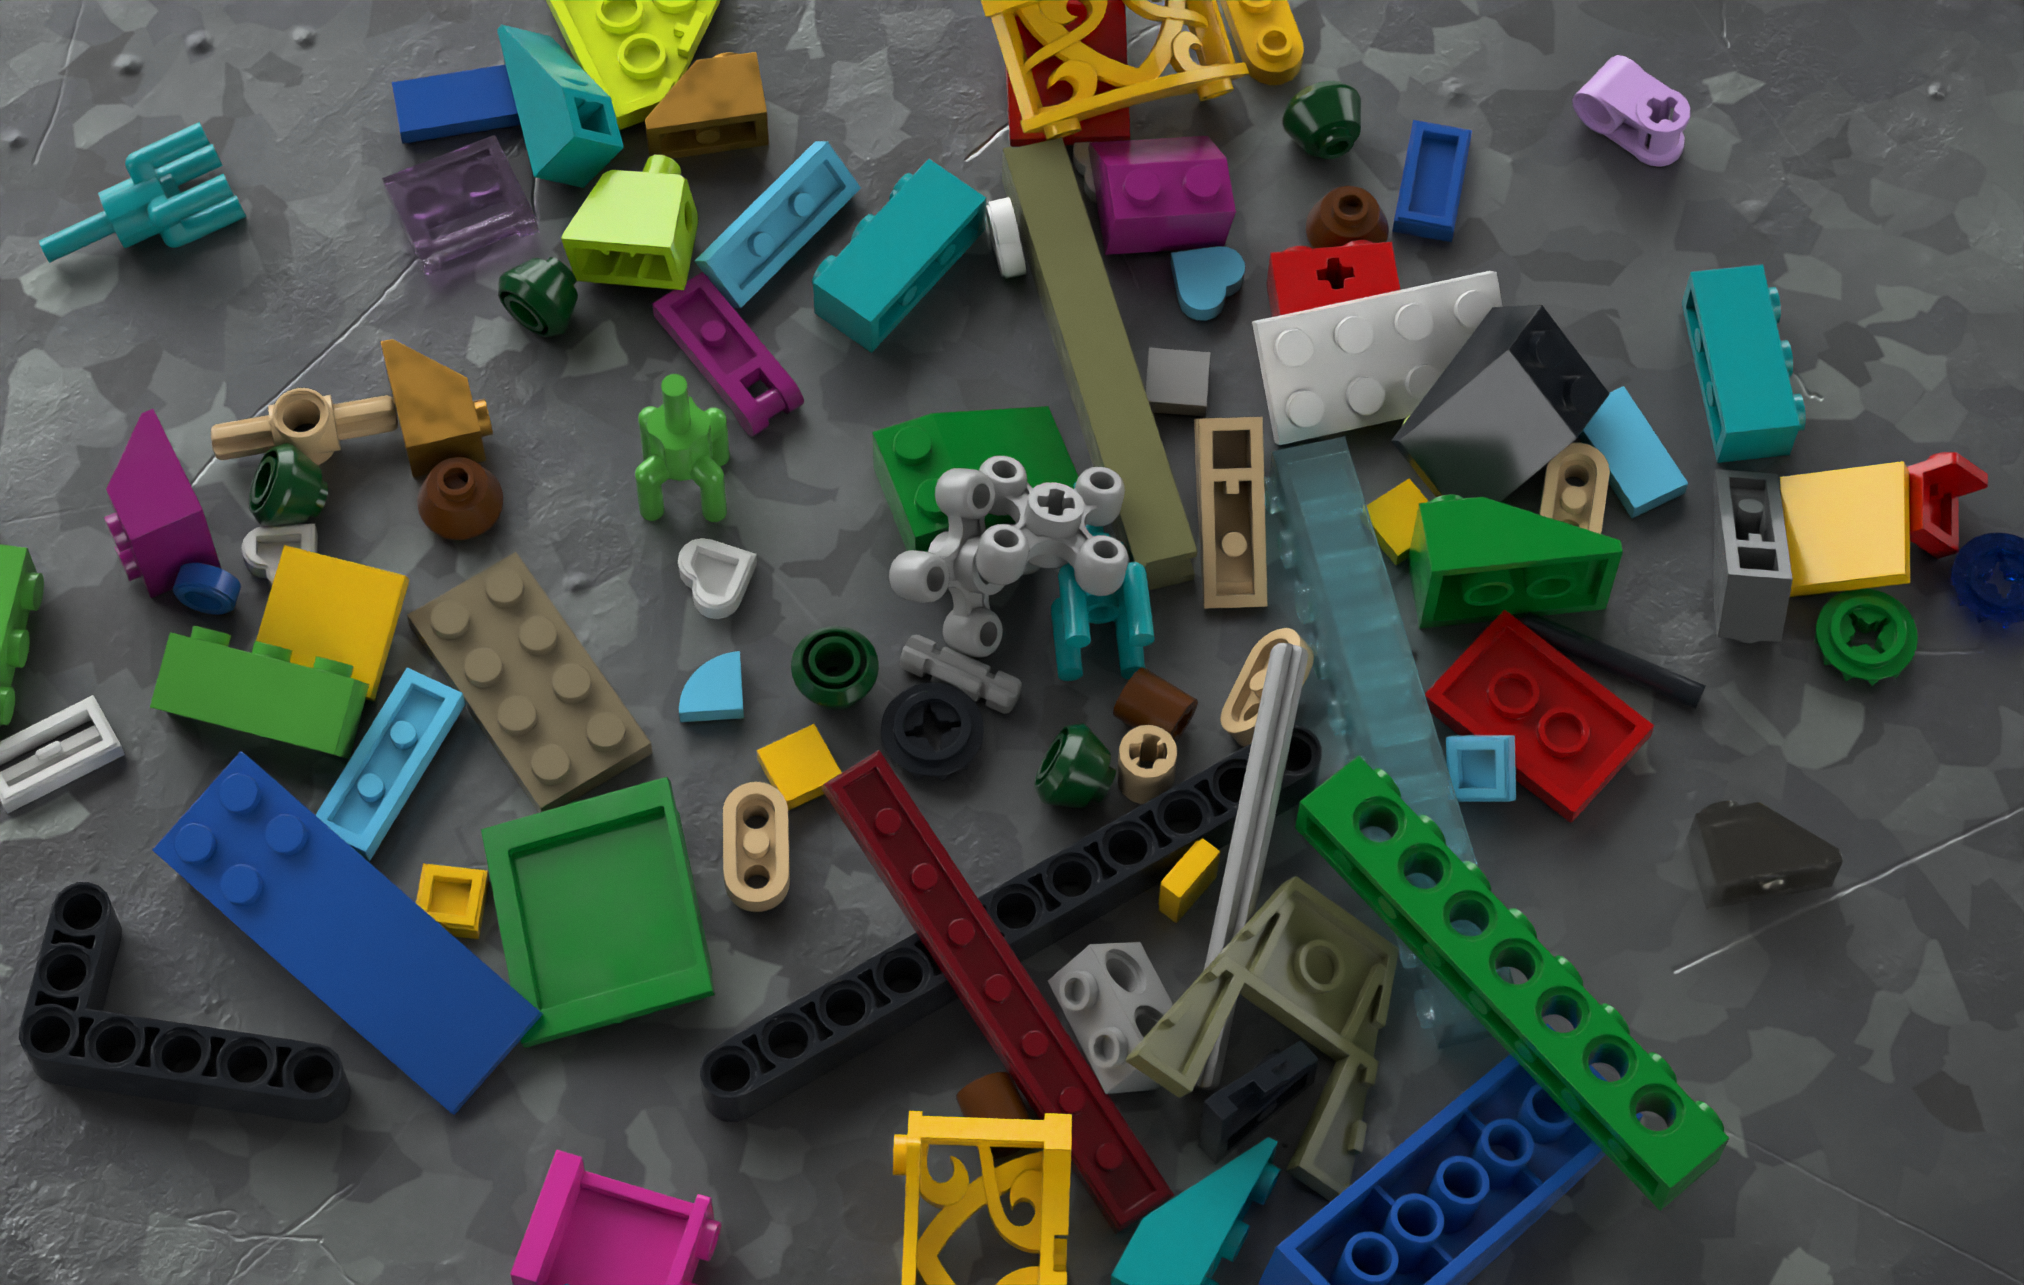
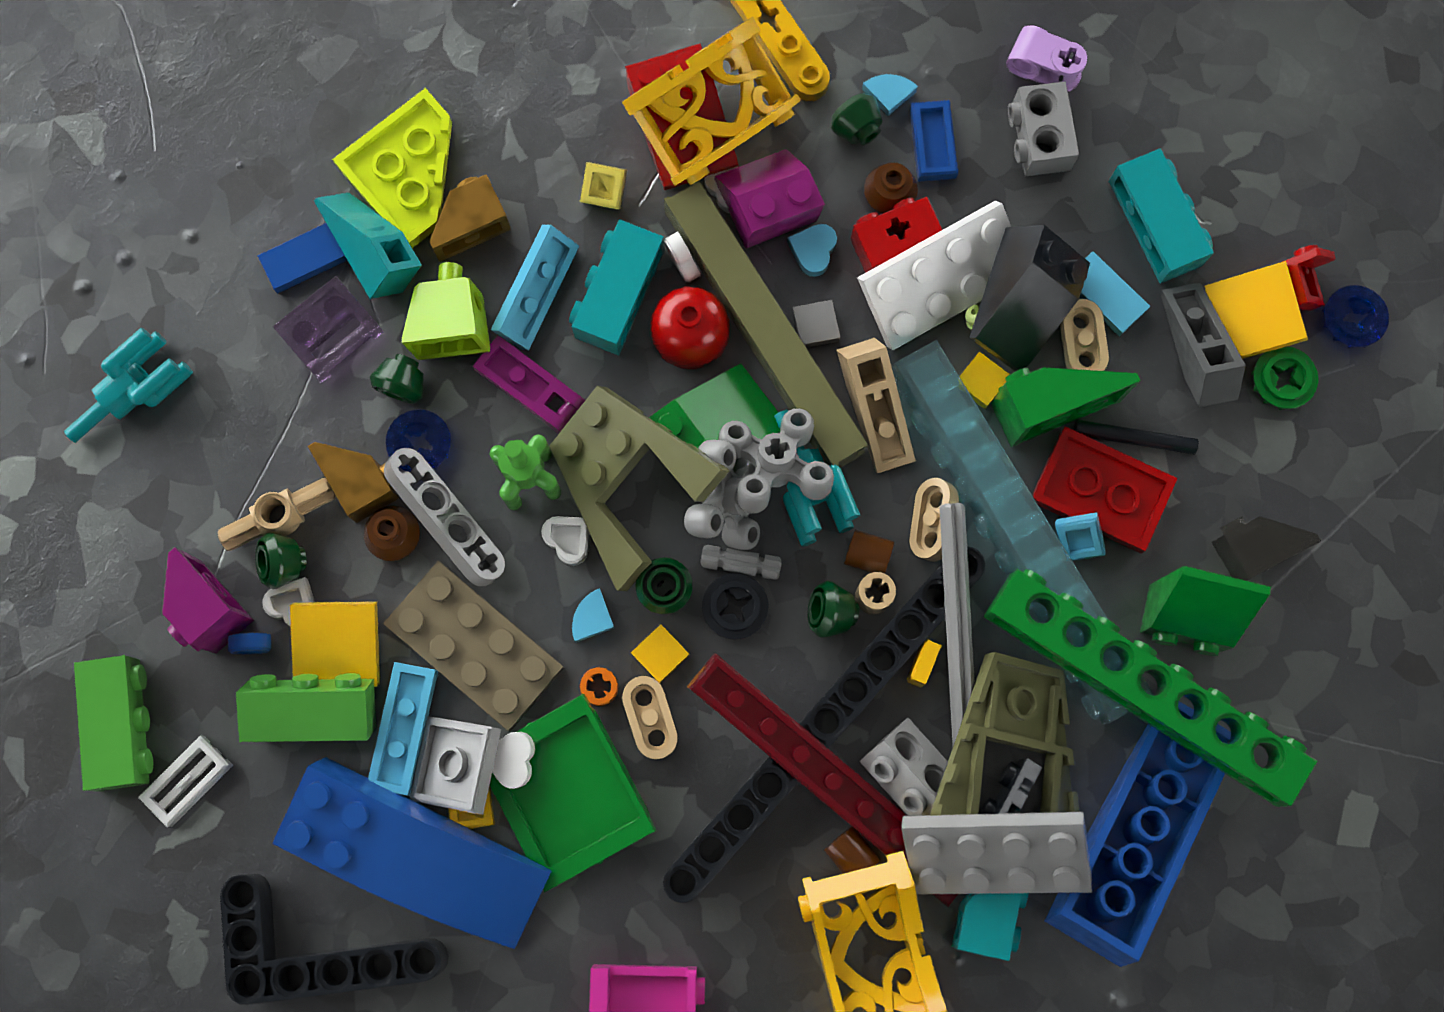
camera: 15 degrees left, 15 degrees up
(449, 826) = (455, 764): none -> light grey tile
(533, 839) = (512, 759): none -> white tile
(535, 492) = (439, 520): none -> light grey beam
(540, 364) = (414, 424): none -> clear blue gear
(702, 767) = (608, 677): none -> orange bush
(800, 461) = (601, 450): none -> olive wing
(922, 116) = (603, 185): none -> light yellow tile
(988, 337) = (690, 327): none -> red cylinder
(1207, 1135) = (998, 853): none -> light grey plate
(1388, 98) = (890, 91): none -> medium azure tile
(1606, 203) = (1052, 129): none -> light grey brick
(1626, 897) = (1201, 609): none -> green slope

